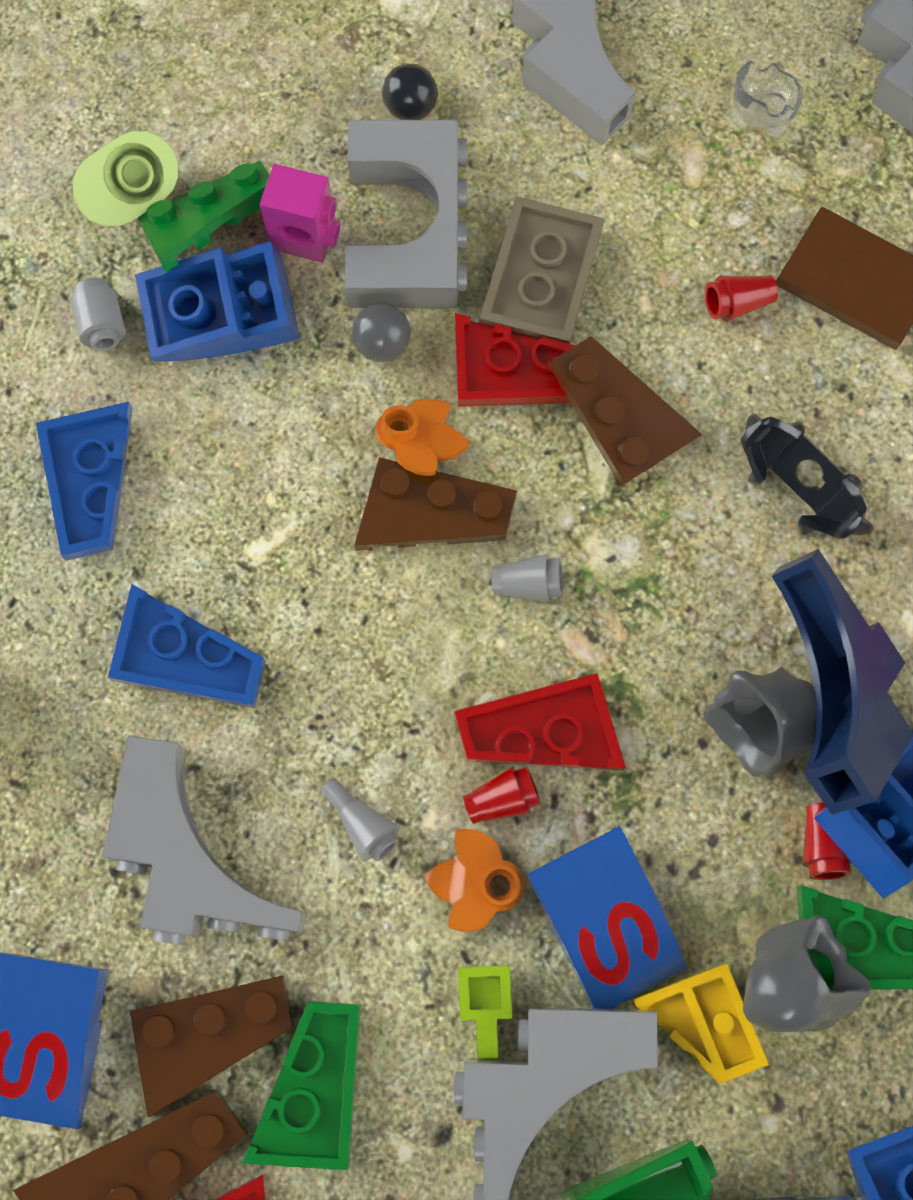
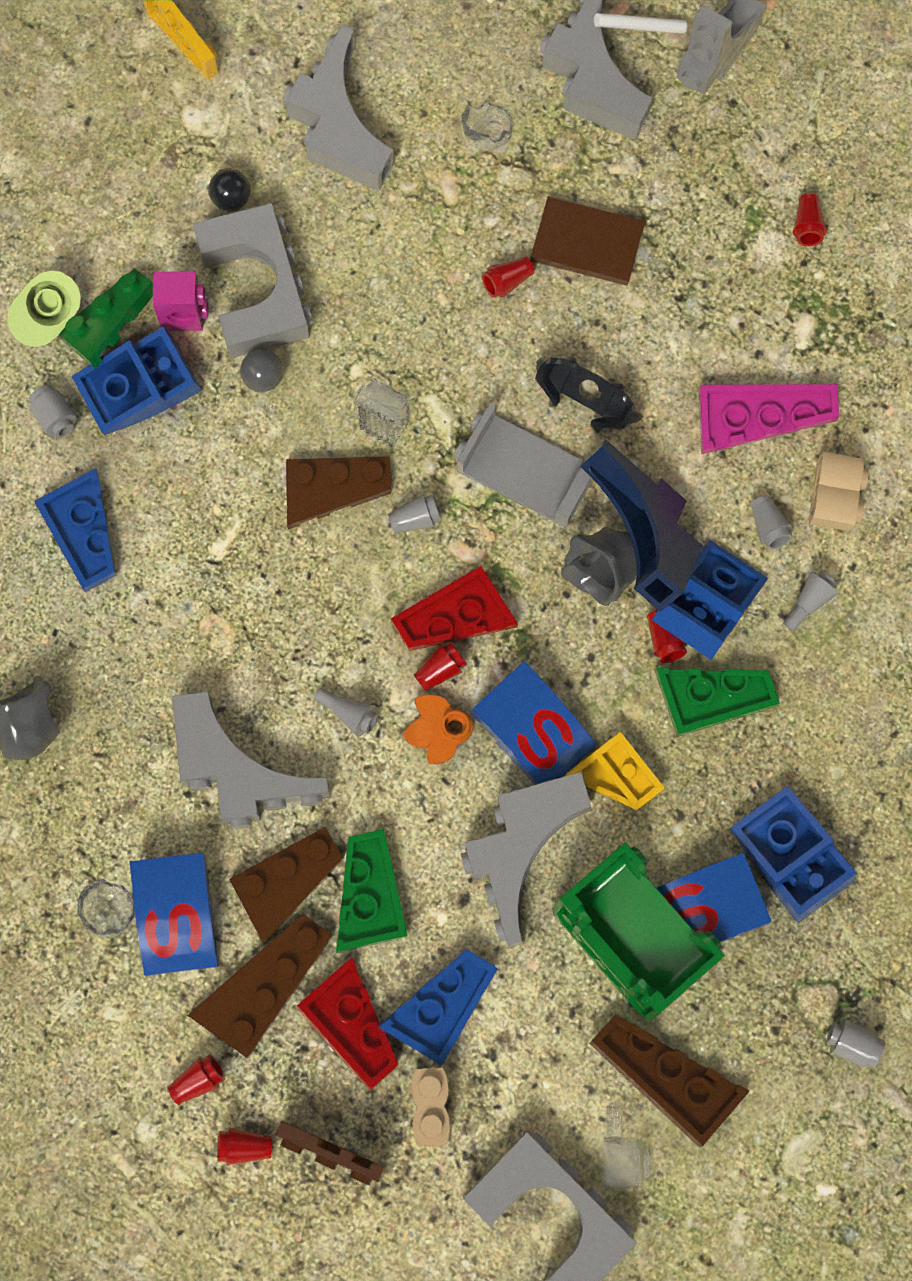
camera: 20 degrees left, 0 degrees up
(178, 655) = (187, 634): blue wing -> none
(420, 435) = (310, 436): orange plate -> none
(485, 999) = (467, 802): lime plate -> none
(504, 366) = (349, 366): red wing -> none
(523, 427) = (382, 411): none -> clear brick
(542, 270) = (362, 296): dark tan plate -> none
(619, 410) = (445, 381): reddish brown wing -> none
(691, 554) = (523, 467): none -> light grey panel
(786, 988) = (664, 734): dark grey piece -> none

